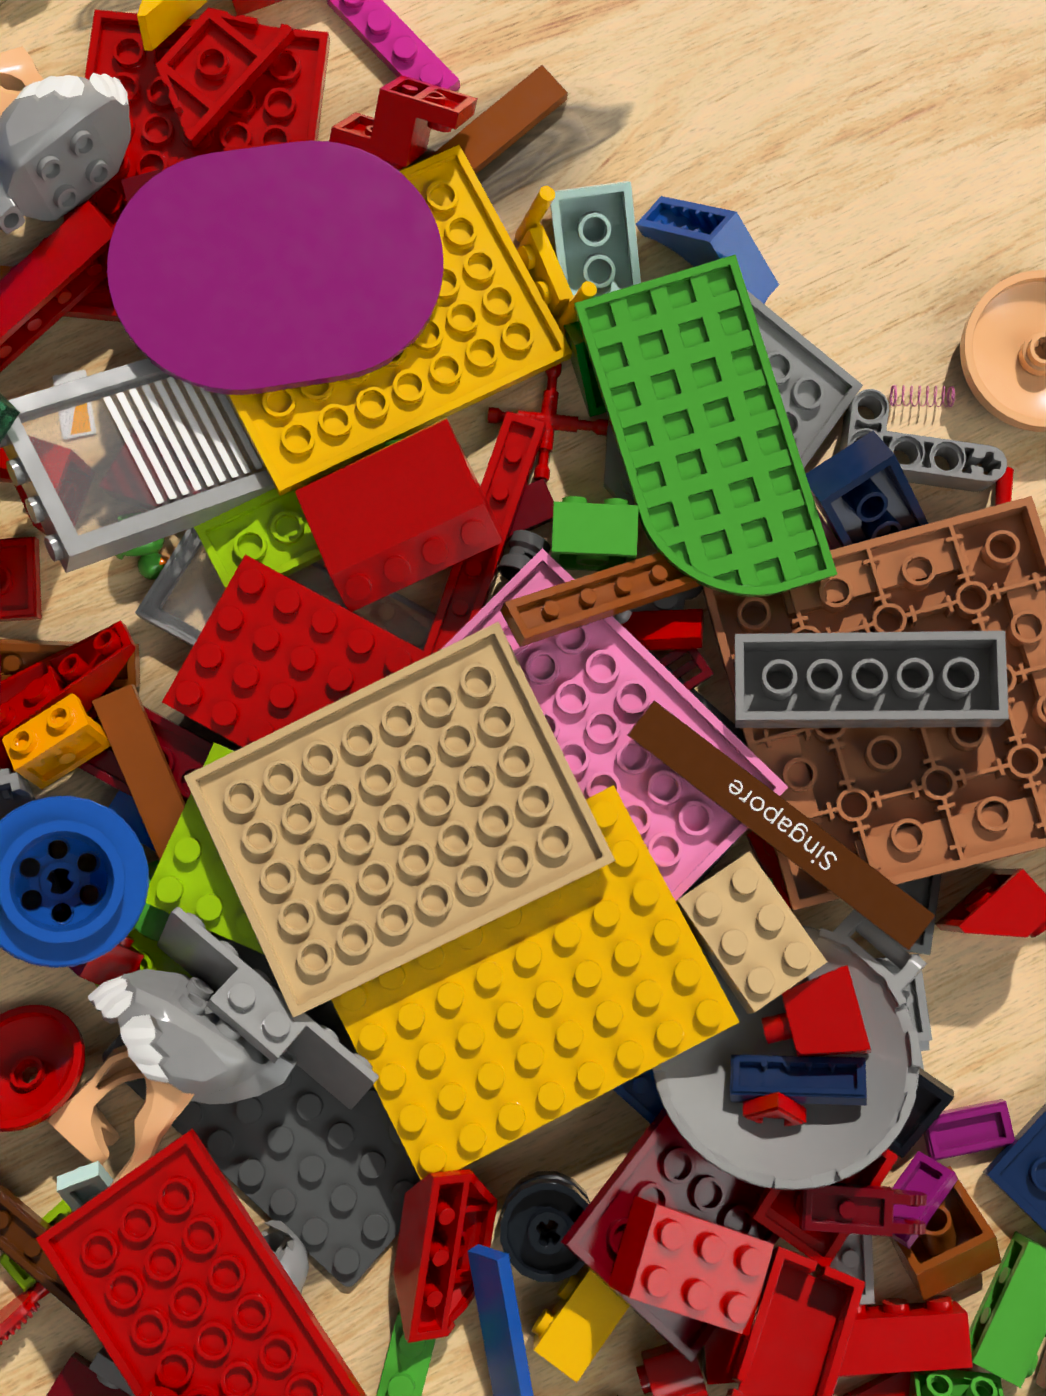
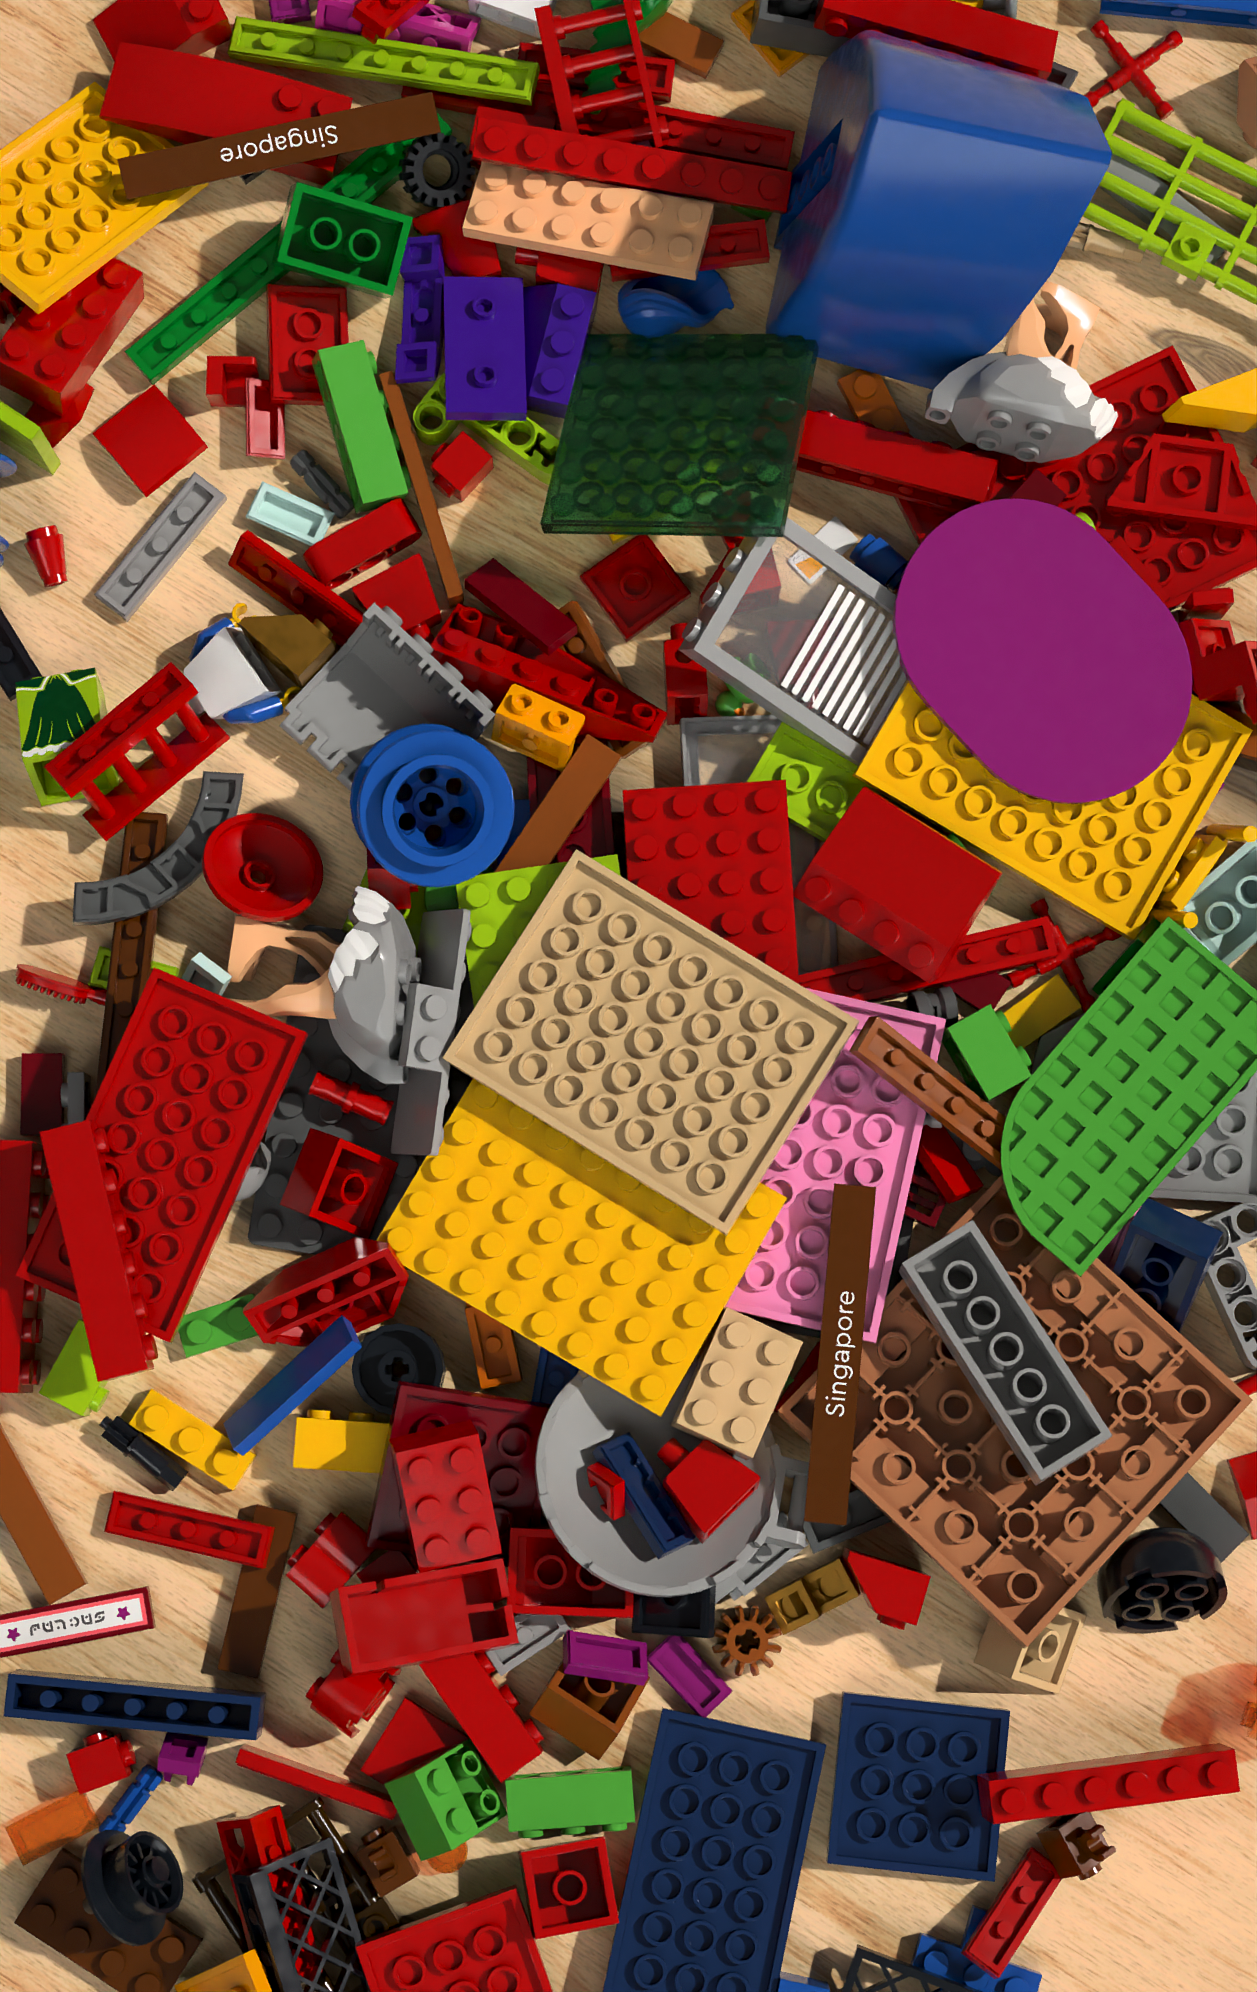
camera: 55 degrees right, 0 degrees up
(103, 589) = (683, 681): none -> red torso
(111, 356) = (879, 561): none -> blue brick
(278, 1116) = (351, 1097): none -> red pin
(328, 108) = (1207, 604): none -> red tile
(348, 1177) = (339, 1183): none -> red slope
(583, 466) = (1040, 1011): none -> yellow tile
(586, 1129) = (493, 1350): none -> orange hinge
(859, 1210) = (570, 1605): dark red hinge -> none
(961, 978) = (812, 1595): none -> pearl gold slope
(985, 1060) = (753, 1652): none -> dark orange gear

